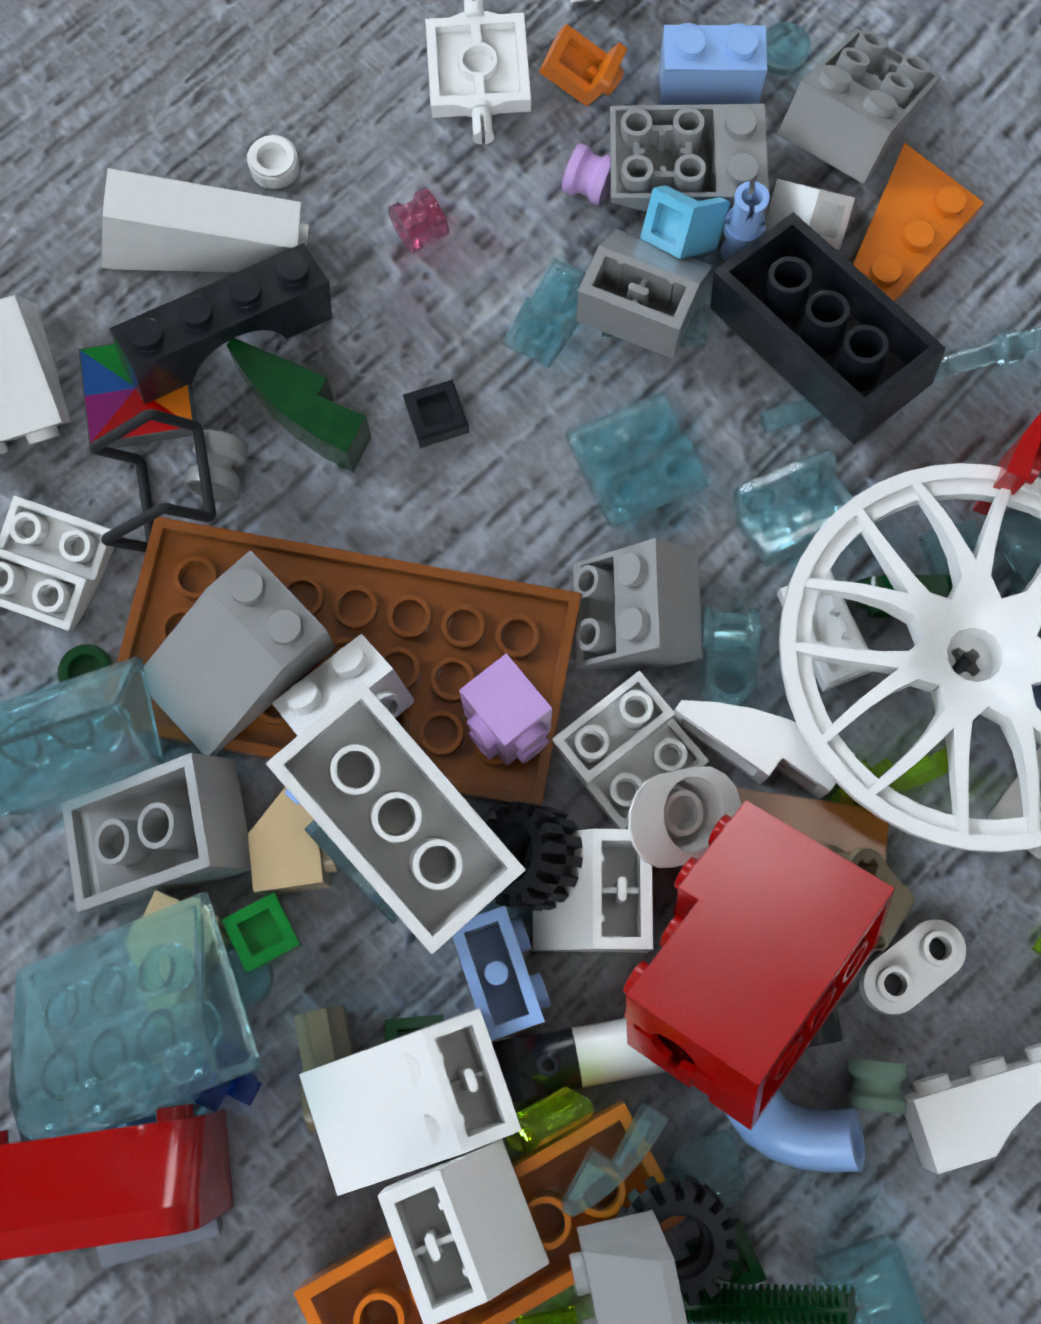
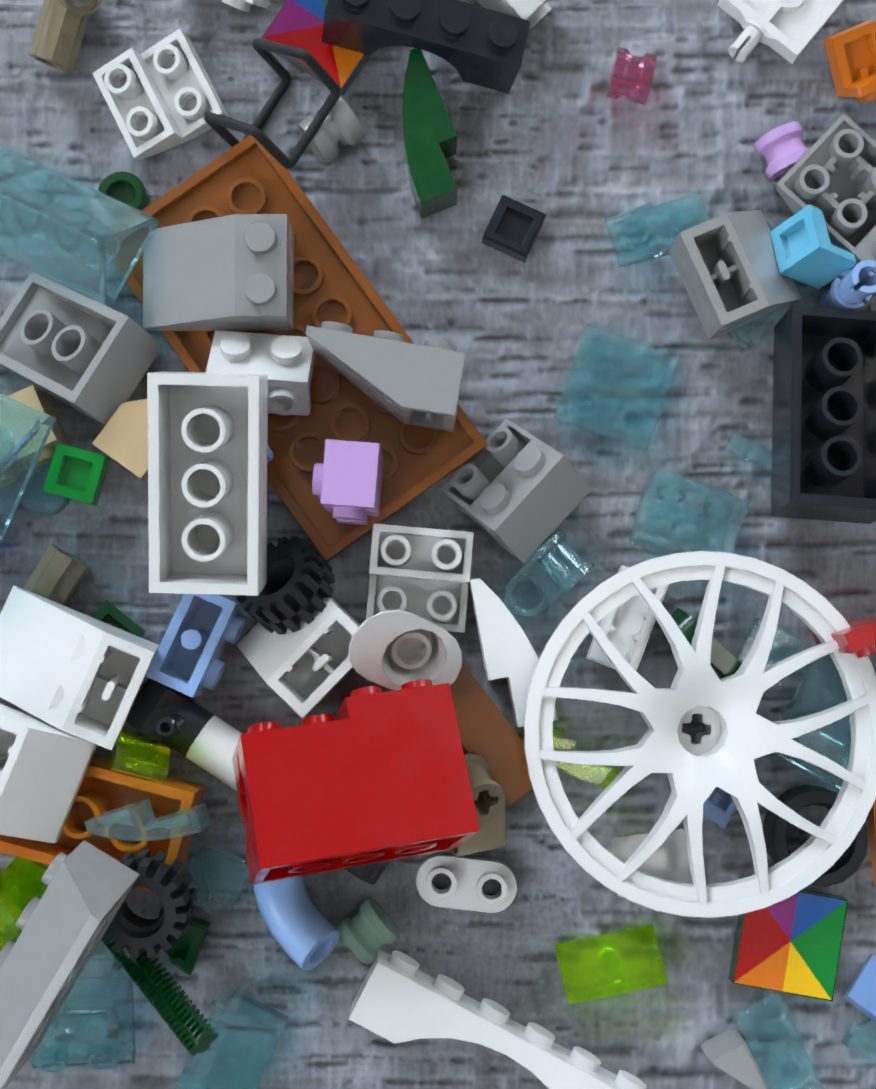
camera: 40 degrees right, 10 degrees up
(460, 598) = (405, 378): none -> light grey slope

